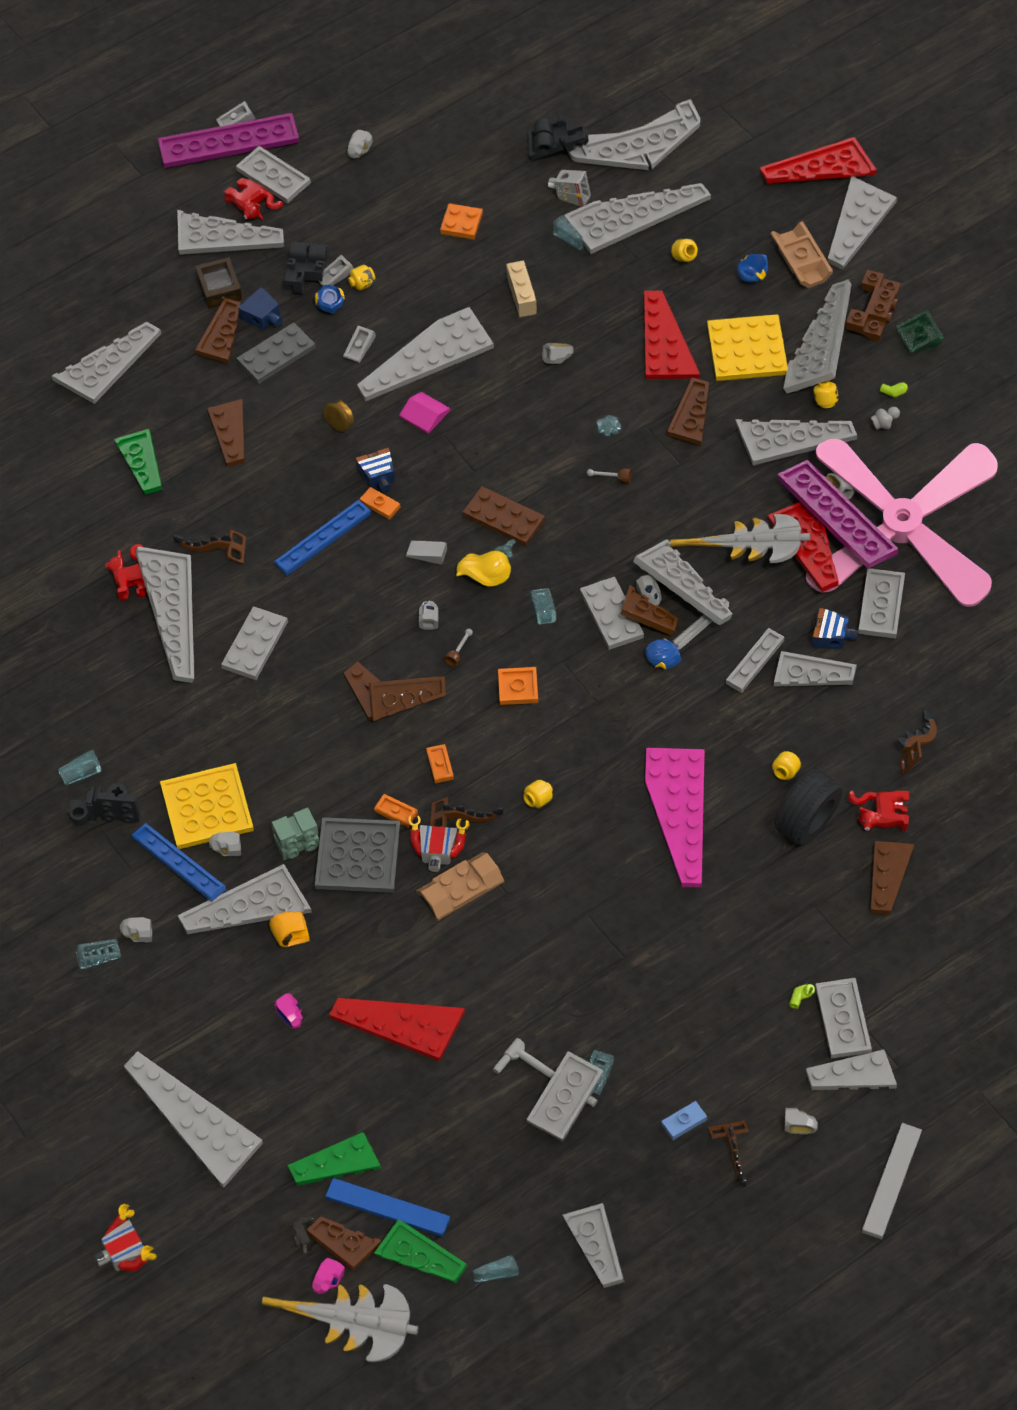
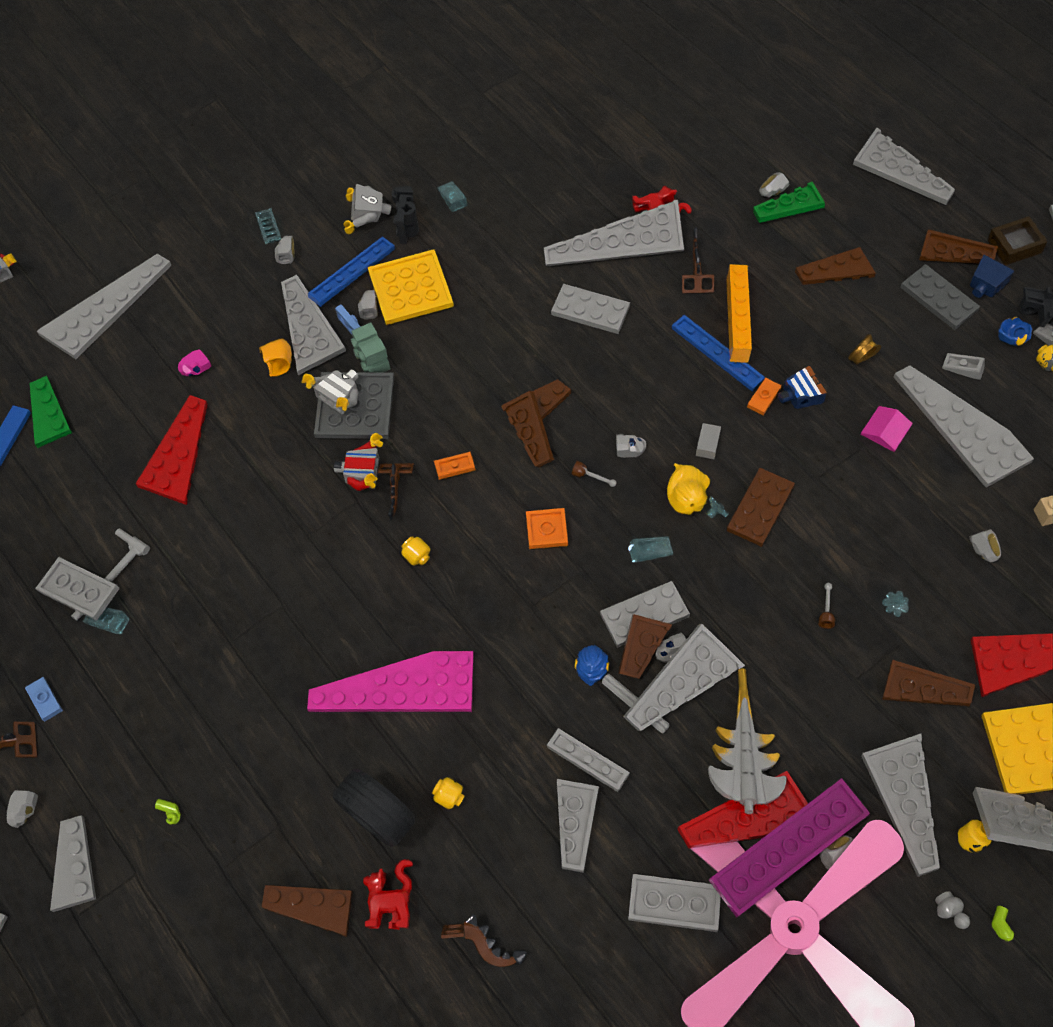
camera: 90 degrees right, 5 degrees up
(88, 847) = (366, 206): none -> light grey torso
(116, 470) = (774, 185): none -> light grey rock
(250, 862) = (346, 319): none -> medium blue plate
(283, 511) = (738, 313): none -> light orange brick
(348, 860) = (335, 389): none -> torso
(395, 810) = (402, 432): orange plate -> none
(461, 885) = (318, 490): medium nougat piece -> none
(832, 630) = (631, 843): torso -> none
(843, 1018) = (135, 854): light grey plate -> none

